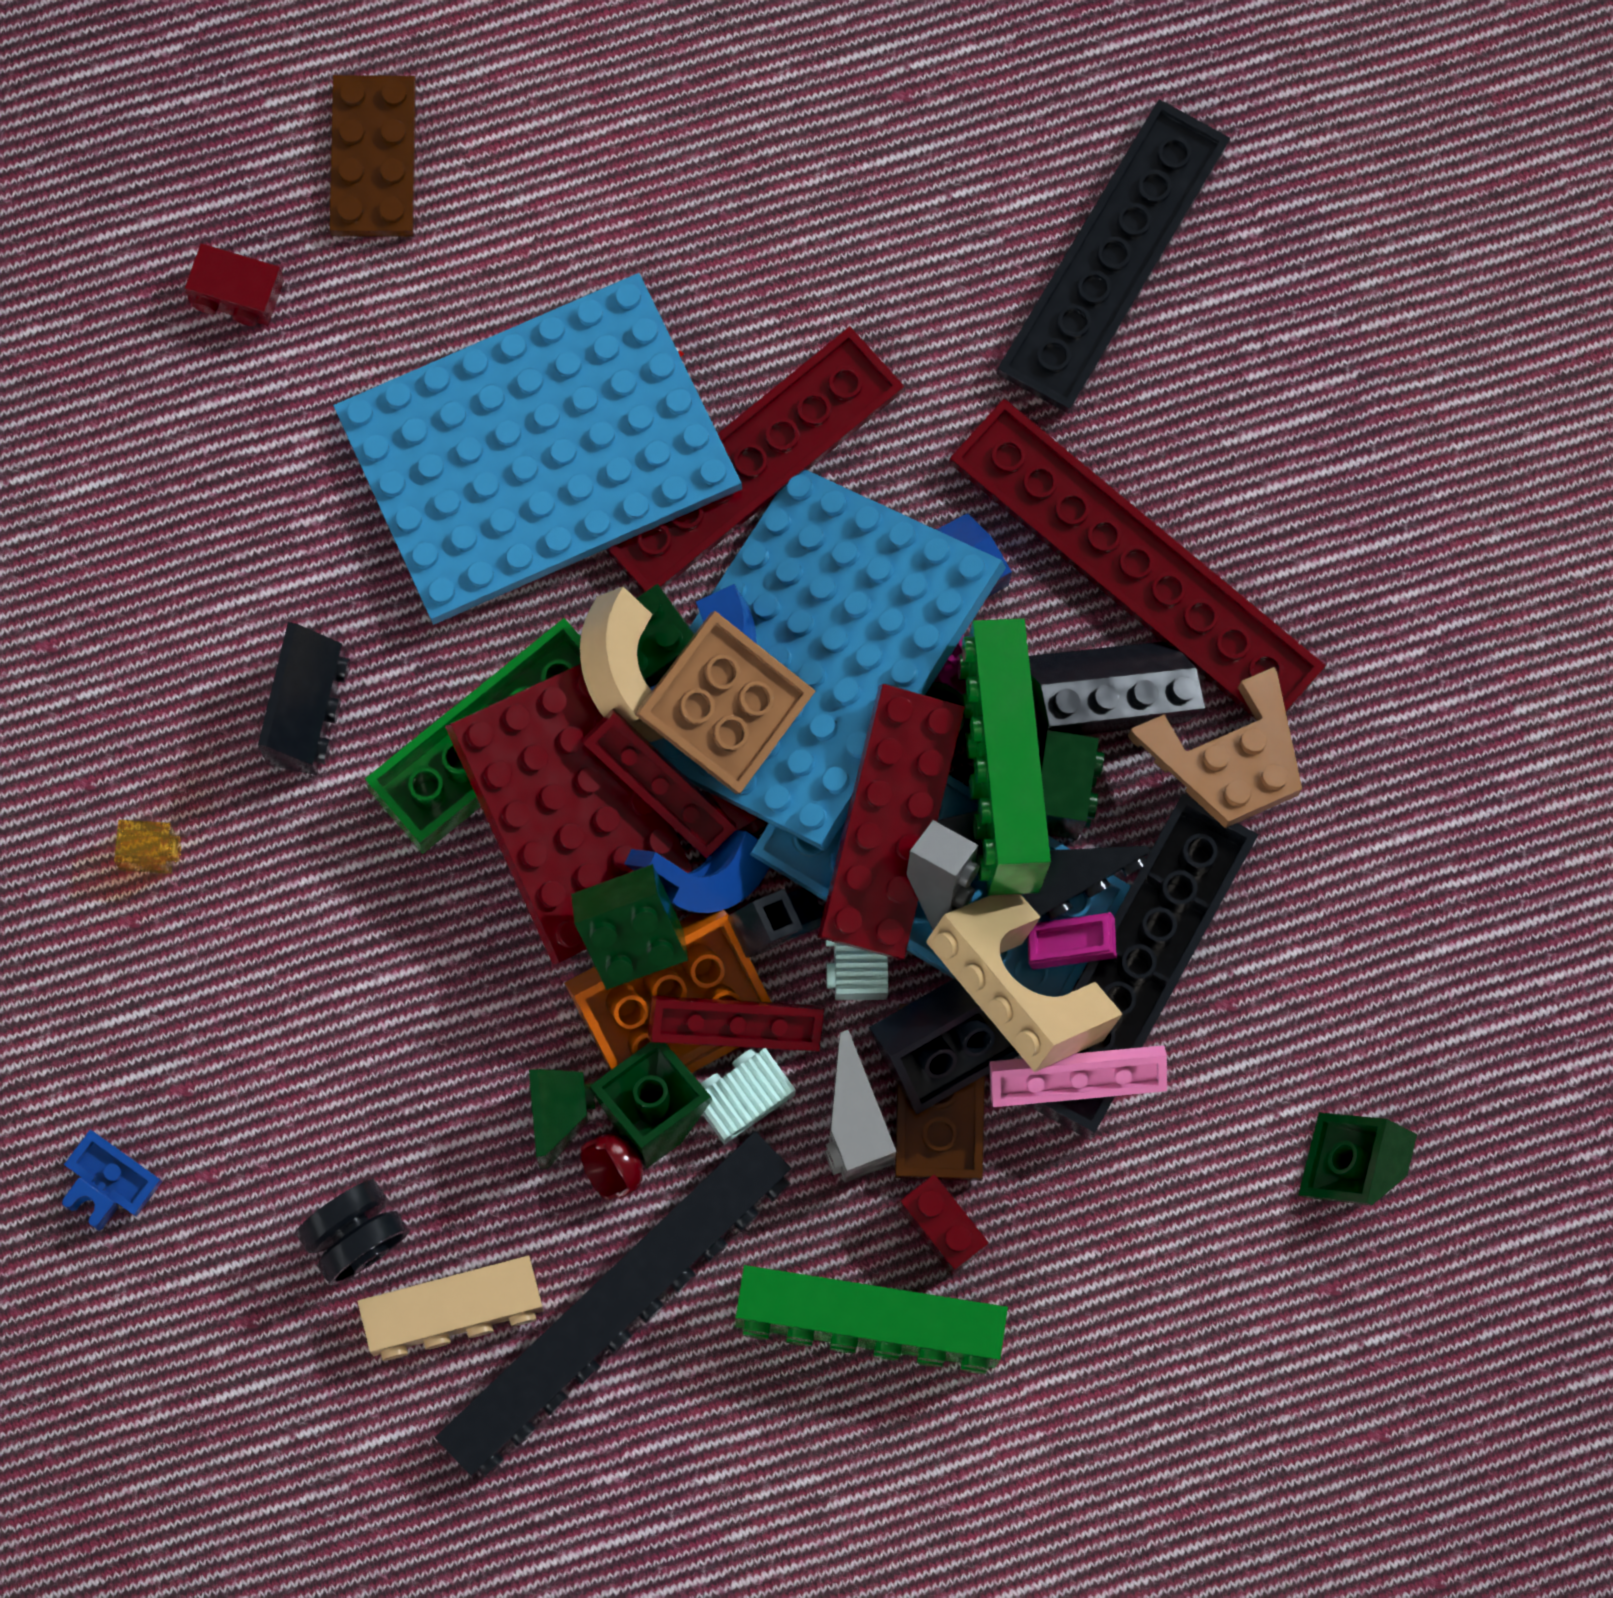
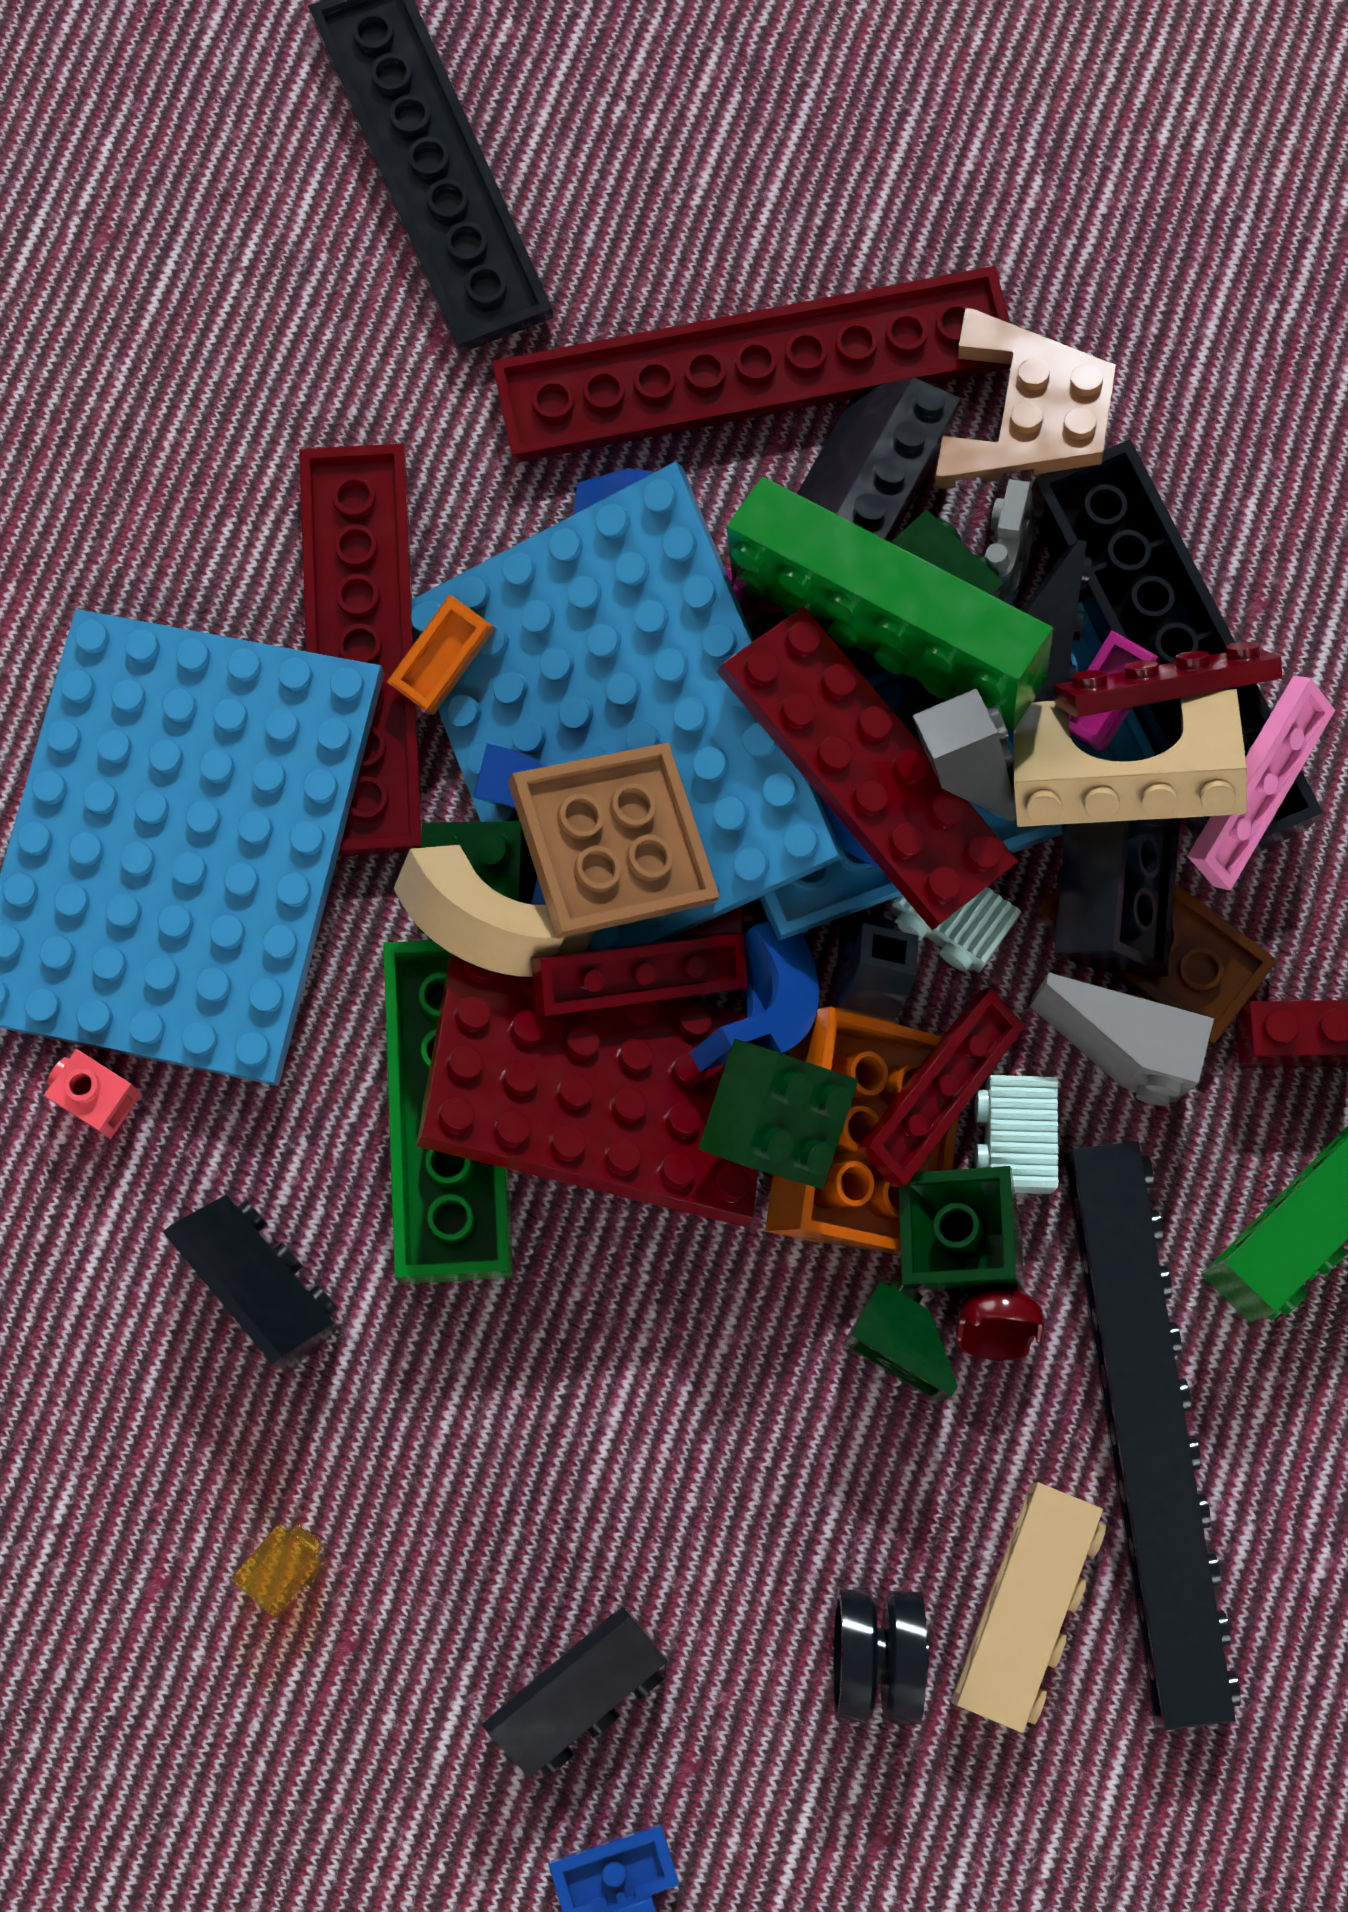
camera: 50 degrees left, 0 degrees up
(201, 1070) = (577, 1694): none -> black slope
(345, 518) = (91, 1092): none -> coral brick
(777, 514) = (441, 655): none -> orange tile
(1085, 957) = (1150, 683): none -> dark red plate
(1136, 813) = (1015, 537): none -> light grey plate

